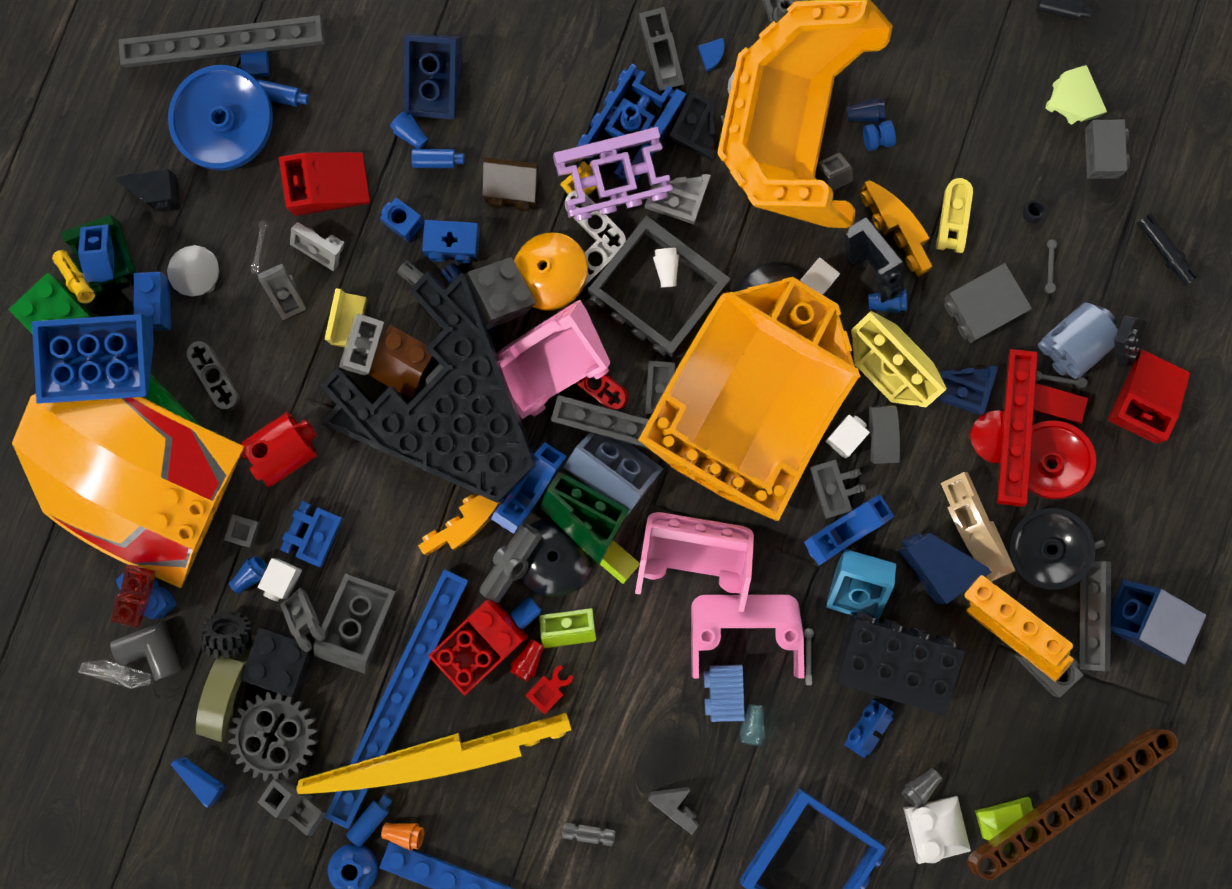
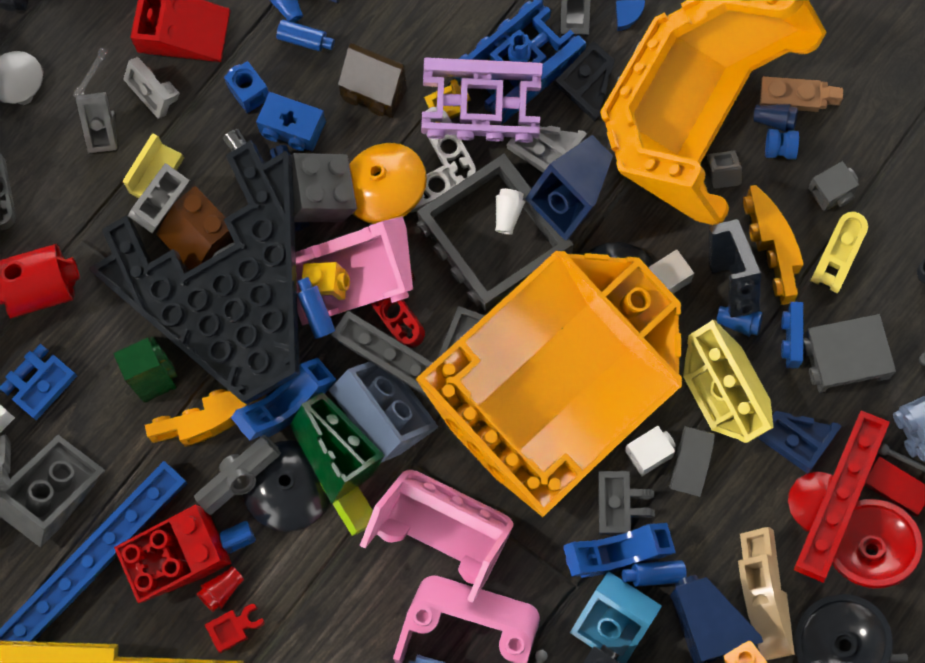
camera: 15 degrees right, 10 degrees down
(401, 495) = (146, 369): none -> dark green wedge
(529, 374) = (328, 277): none -> yellow bracket
(530, 403) = (314, 309): none -> blue cylinder
(567, 628) = (276, 567): lime slope -> none
(717, 230) = (571, 186): none -> dark blue slope
(879, 84) = (800, 93): none -> medium nougat hinge
(882, 538) = (655, 573): none -> blue cylinder
(934, 160) = (834, 186): none -> dark grey brick
(934, 292) = (793, 345): none -> blue plate

